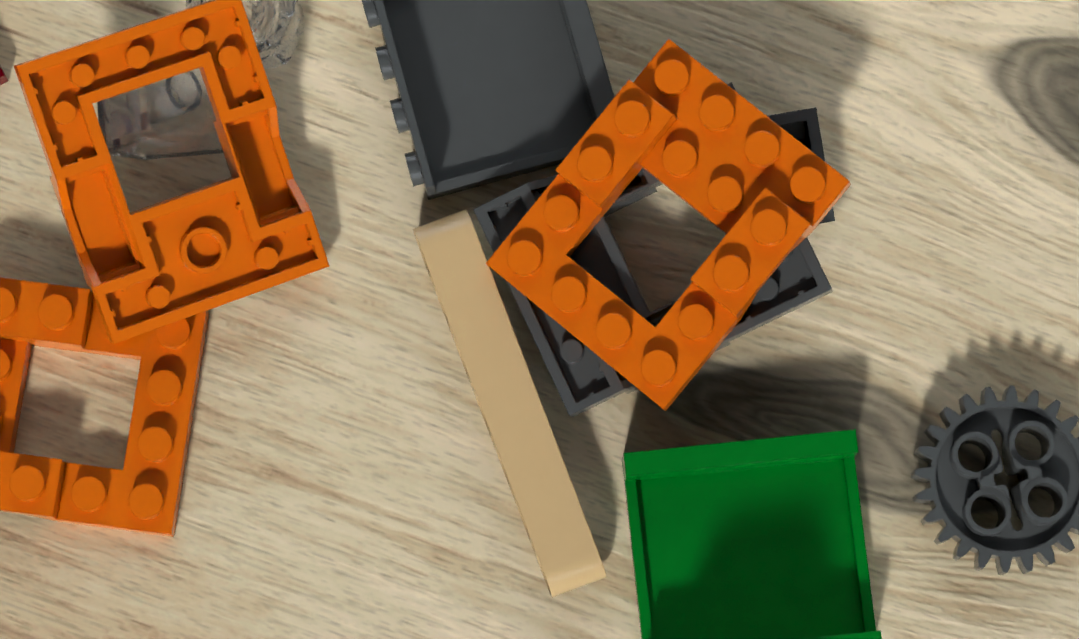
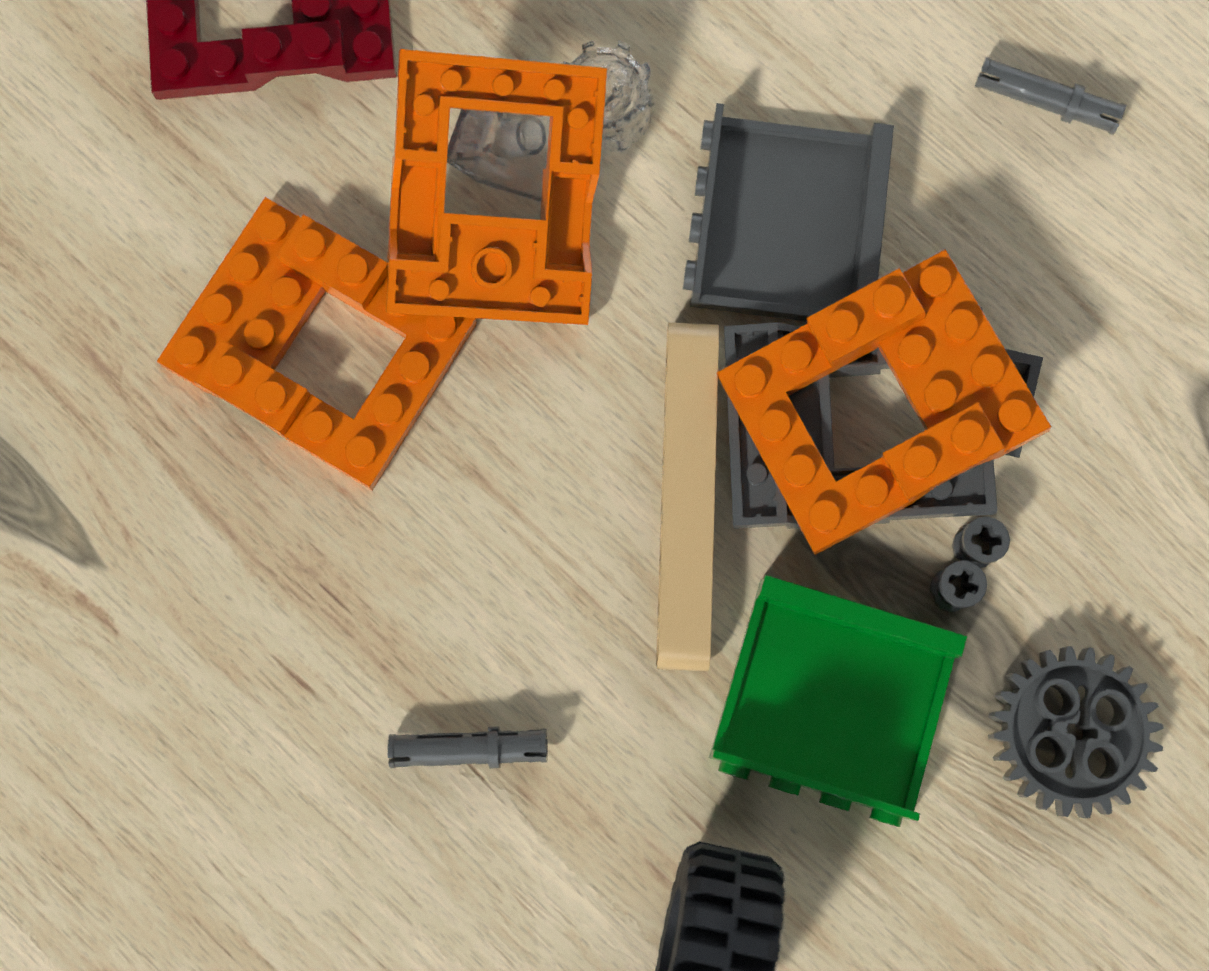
camera: 20 degrees right, 0 degrees up
(839, 309) = (990, 531): none -> dark grey bush
(840, 369) = (972, 580): none -> dark grey bush

